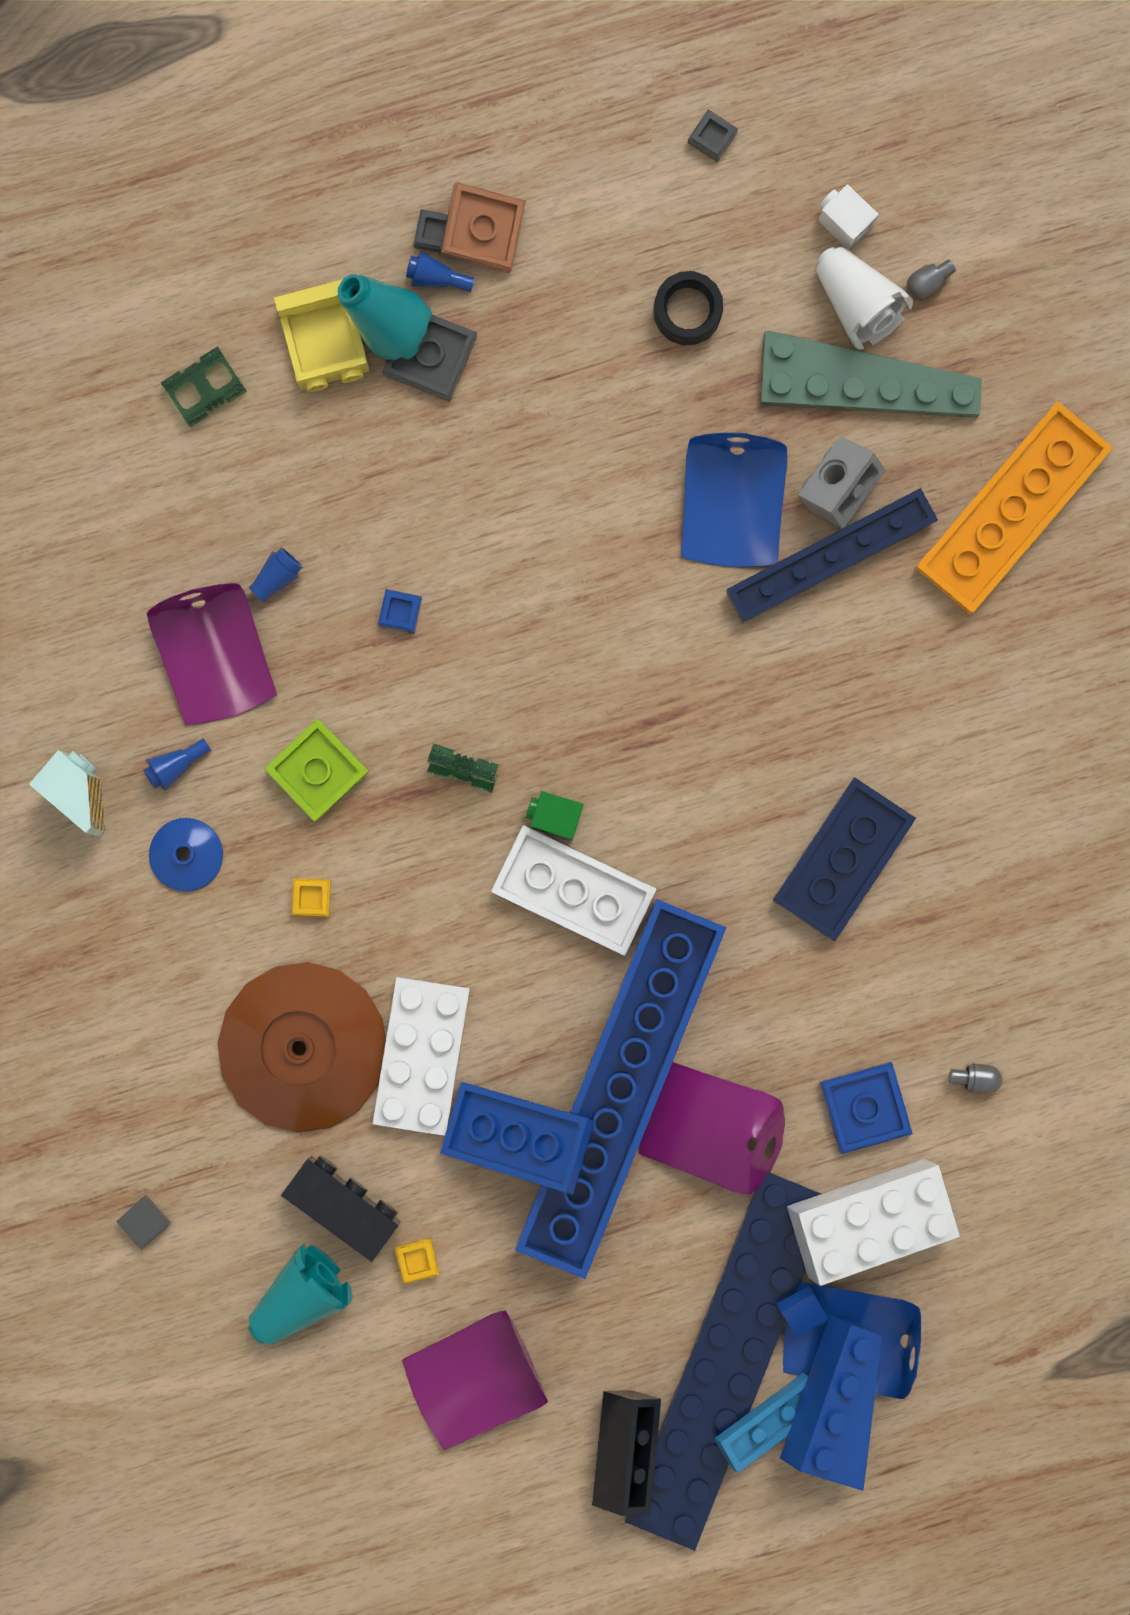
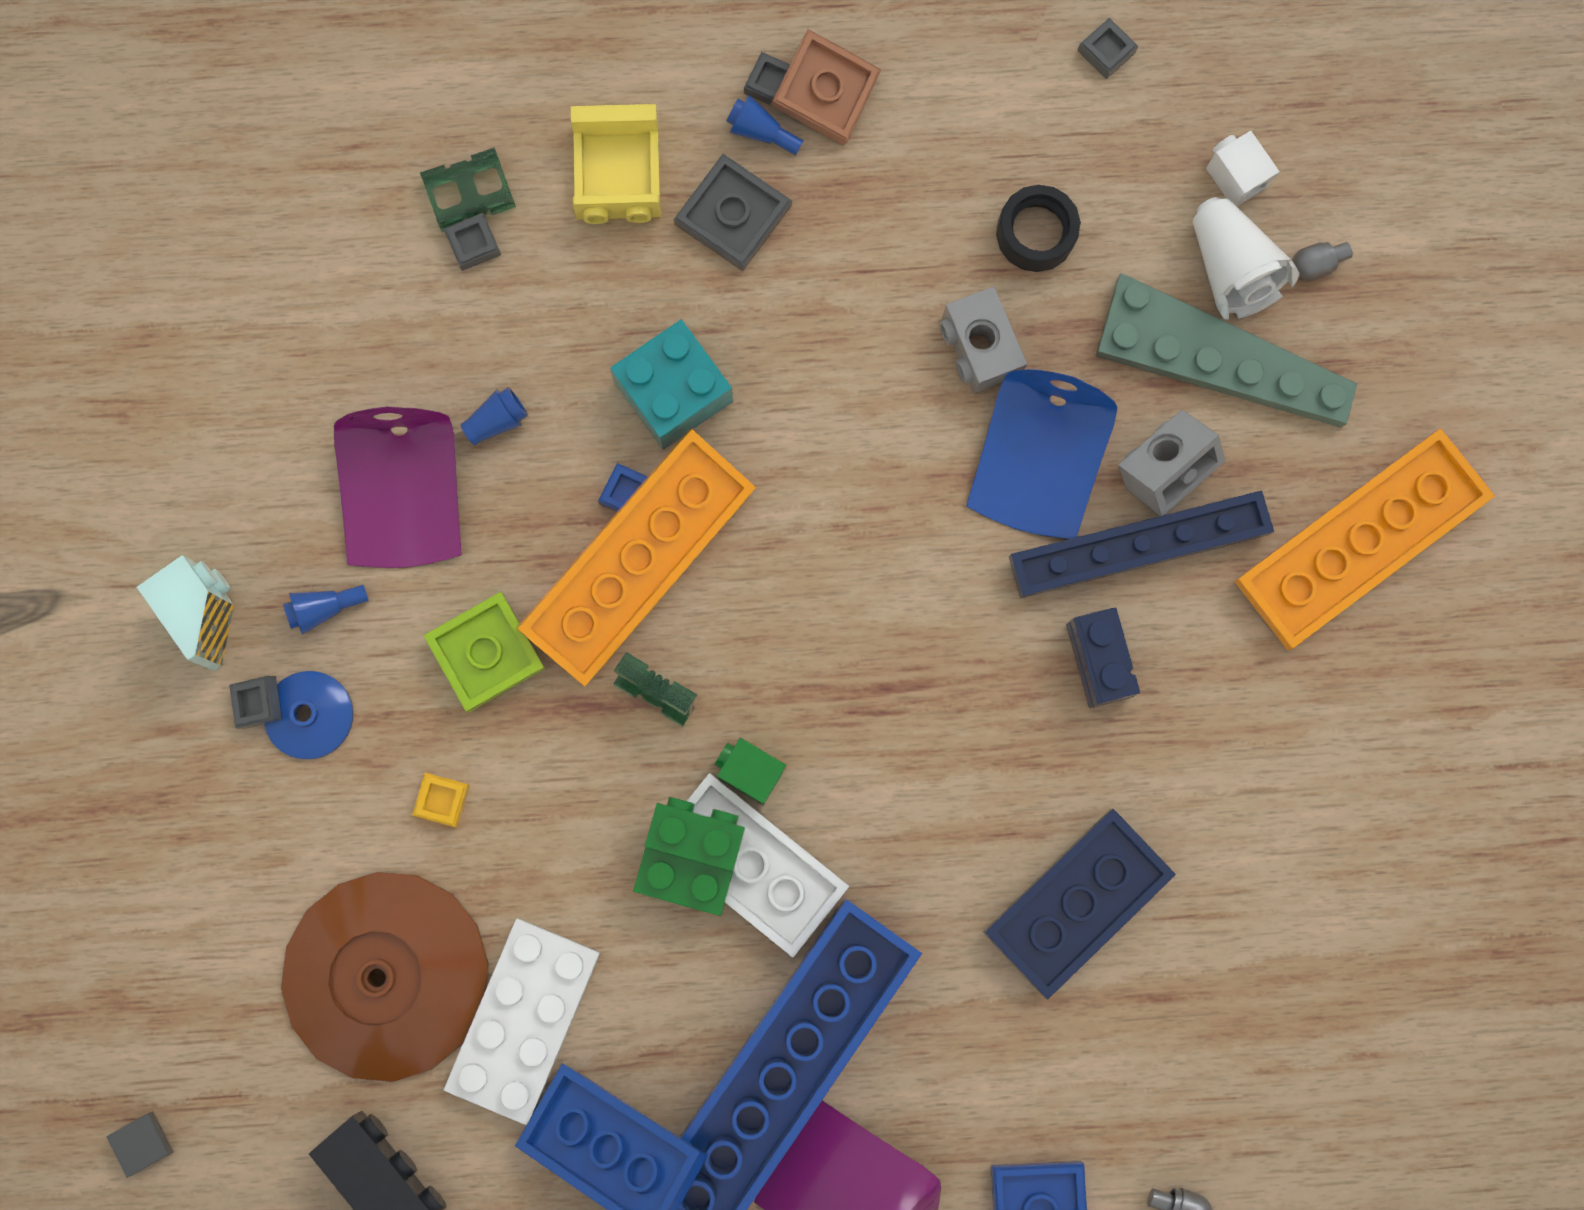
camera: 10 degrees right, 5 degrees down
(141, 854) = (255, 702): none -> dark grey tile
(218, 430) = (472, 241): none -> dark grey tile
(385, 315) = (690, 152): teal cone -> none
(415, 513) = (672, 384): none -> teal brick
(421, 663) = (636, 557): none -> light orange plate
(523, 894) = (689, 856): none -> green plate
(660, 394) = (982, 316): none -> light grey brick
(819, 657) = (1102, 657): none -> dark blue brick

